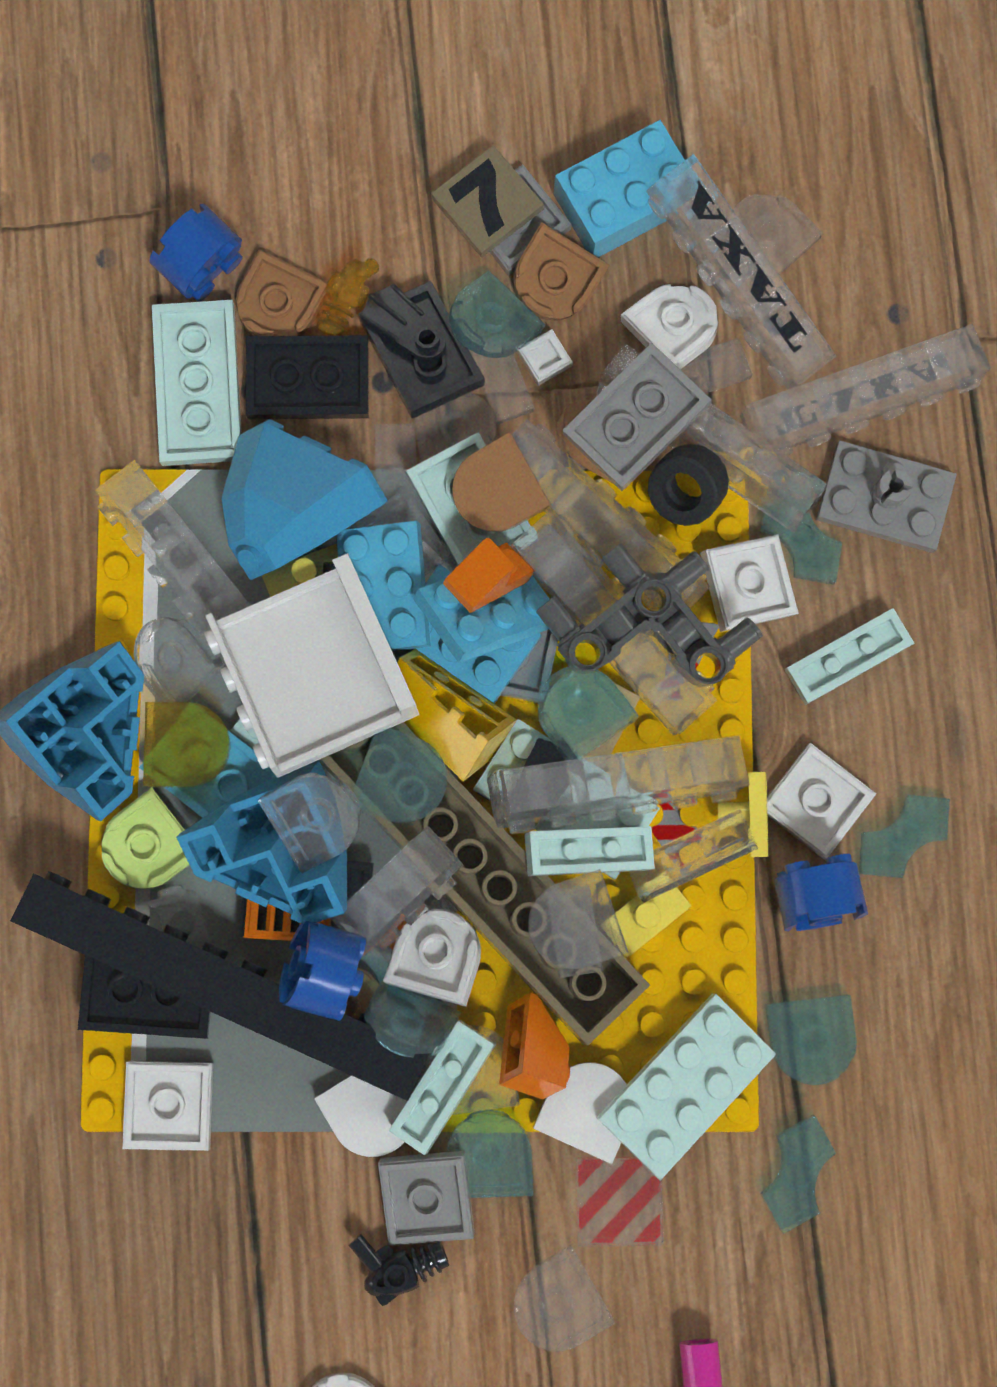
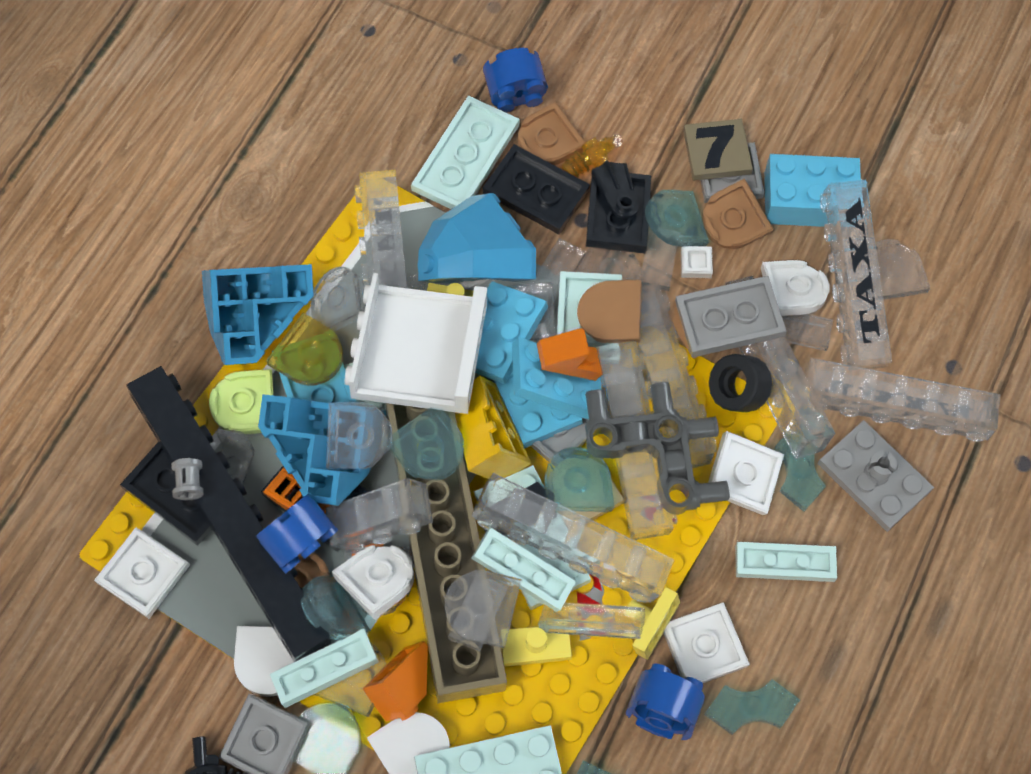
camera: 35 degrees right, 15 degrees down
(160, 987) = (187, 479): none -> light grey bush

